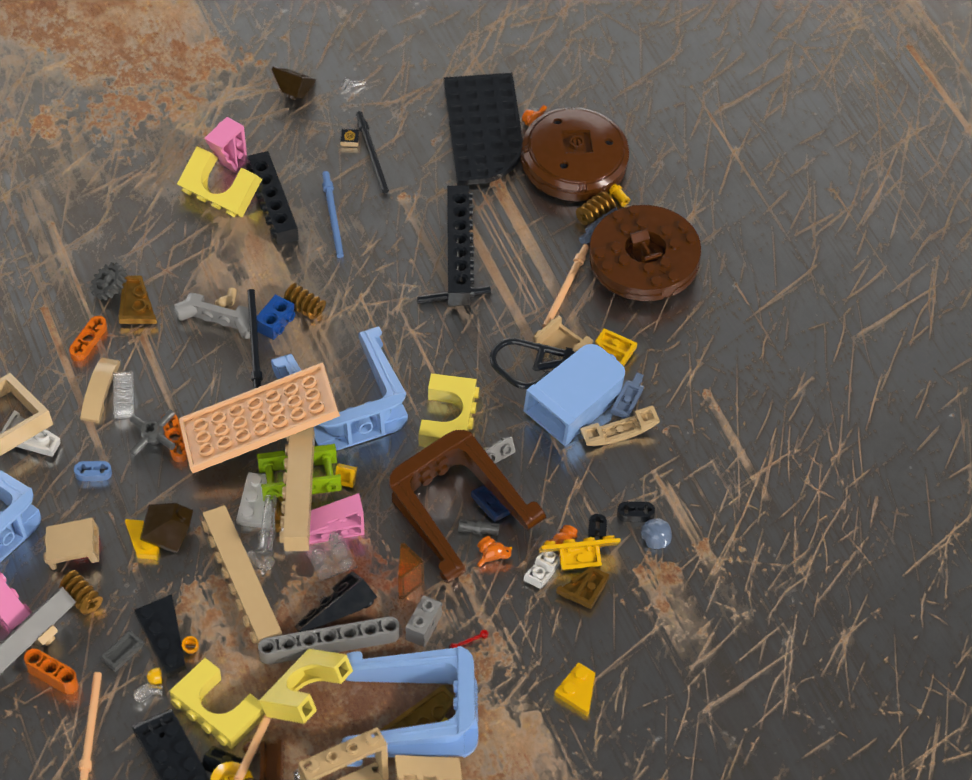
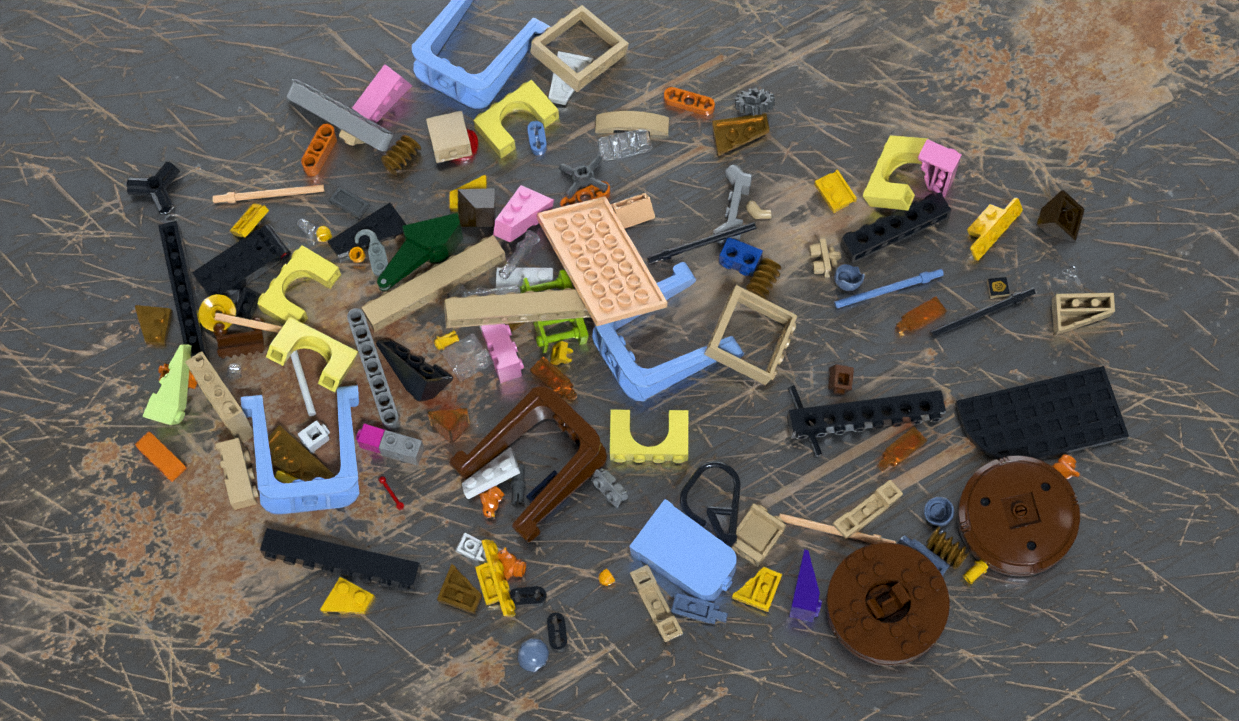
camera: 85 degrees right, 15 degrees up
(65, 506) = (526, 98): none -> light yellow arch
(122, 745) = (249, 220): none -> yellow plate
(183, 486) = (520, 213): none -> bright pink wedge
(198, 394) = (634, 210): none -> light nougat panel
(200, 581) = (425, 242): none -> dark green slope
(220, 238) = (835, 191): none -> yellow plate
(222, 492) = (523, 249): none -> clear pin
(286, 133) = (991, 226): none -> yellow bracket
(291, 253) = (820, 250): none -> tan hips
(310, 577) = (445, 340): none -> yellow pin
(317, 238) = (848, 277): none -> sand blue hair
(328, 321) = (764, 307): none -> tan window
(337, 710) = (303, 384): none -> white bar
(365, 195) = (921, 316): none -> clear orange hinge
(371, 483) = (553, 379): none -> clear orange hinge
(389, 84) = (1080, 309): none -> tan wedge
(395, 700) = (307, 435): none -> white brick
(408, 643) = (370, 438): none -> dark pink brick
(419, 259) = (845, 376): none -> reddish brown brick
(466, 542) = (492, 474): none -> white wing
(495, 227) = (902, 449): none -> clear orange hinge
(536, 689) = (340, 559): none -> black brick
(548, 259) = (868, 510): none -> tan slope
(561, 208) = (939, 511): none -> sand blue hair
(586, 464) = (606, 577): none -> light orange hinge
(621, 309) = (806, 594): none -> dark purple slope

